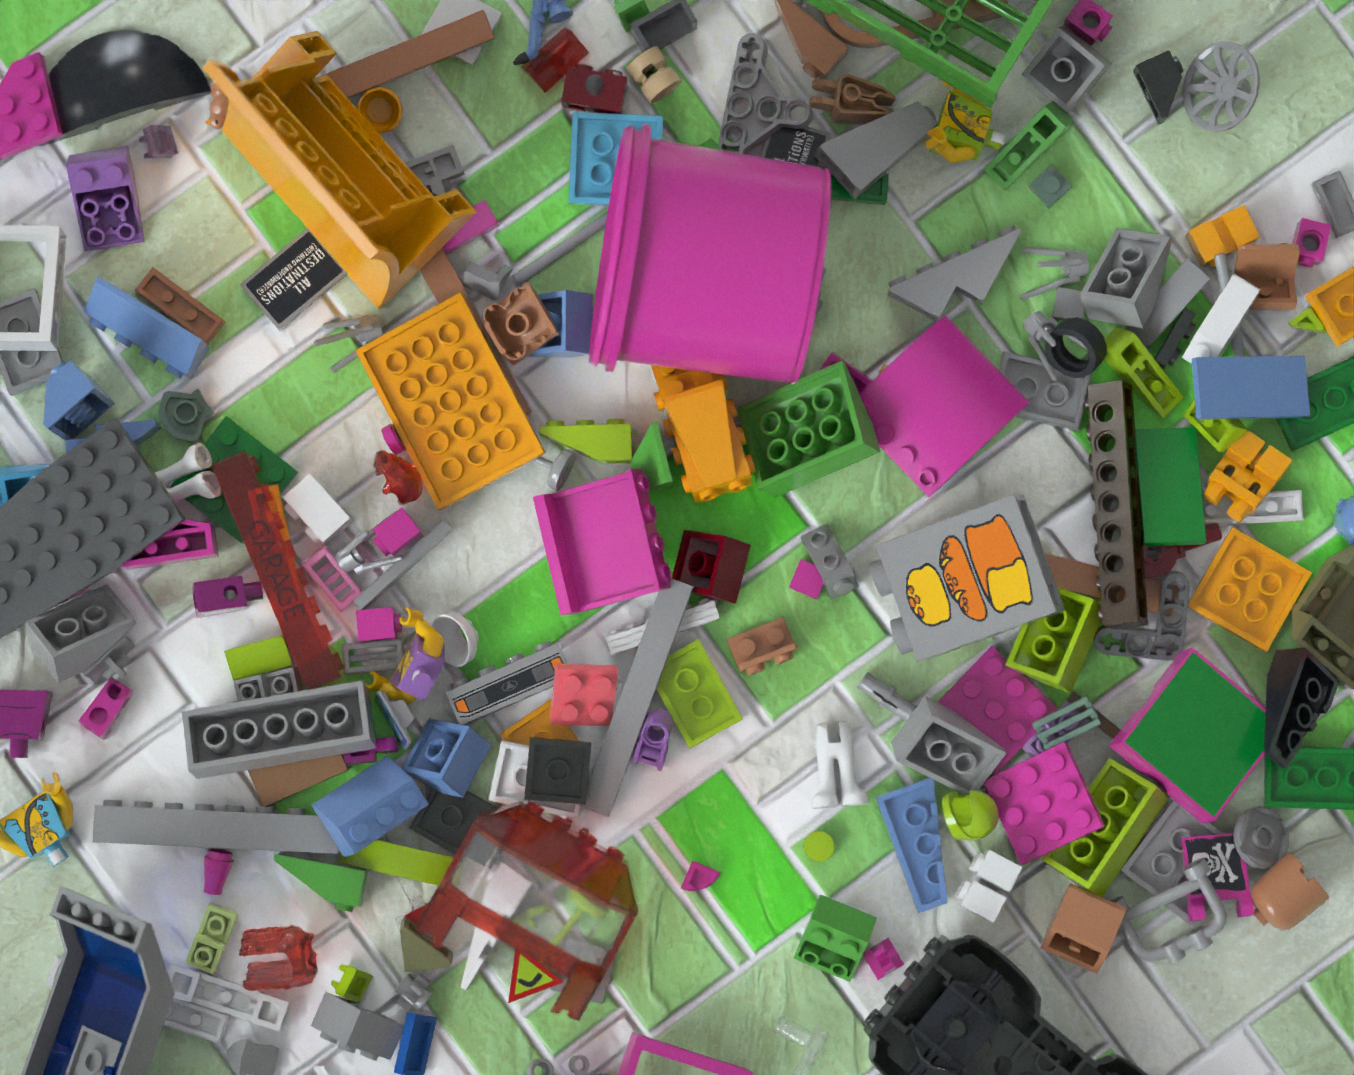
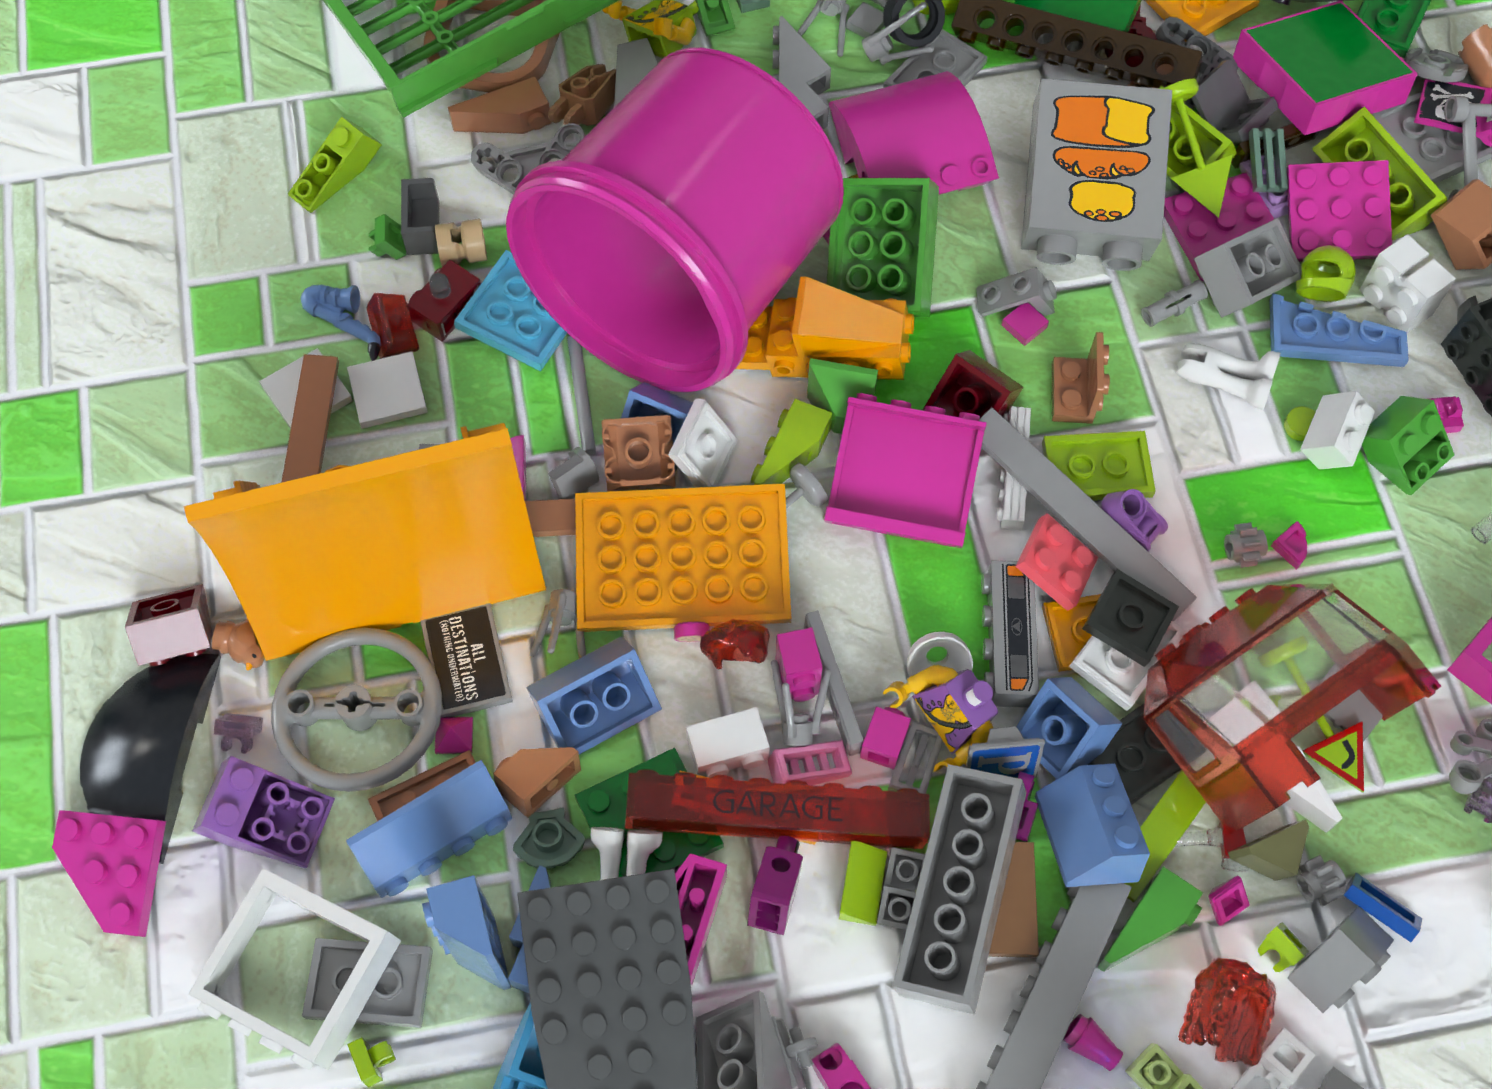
camera: 70 degrees left, 20 degrees down
(185, 170) = (288, 700): none -> light grey piece
(214, 35) = (169, 626): none -> slope
(223, 379) = (535, 776): none -> nougat slope
(232, 302) = (454, 735): none -> dark pink slope
(306, 391) = (595, 696): none -> medium blue slope
(369, 929) = (1228, 900): none -> dark pink slope
(493, 89) = (387, 390): none -> white tile
(551, 371) = (703, 445): none -> white tile
(674, 838) = (1245, 545): none -> light grey gear
(815, 876) = (1337, 430): none -> white brick
(1014, 675) = (1207, 181): none -> lime piece
(1116, 669) = (1227, 106): none -> dark grey bracket

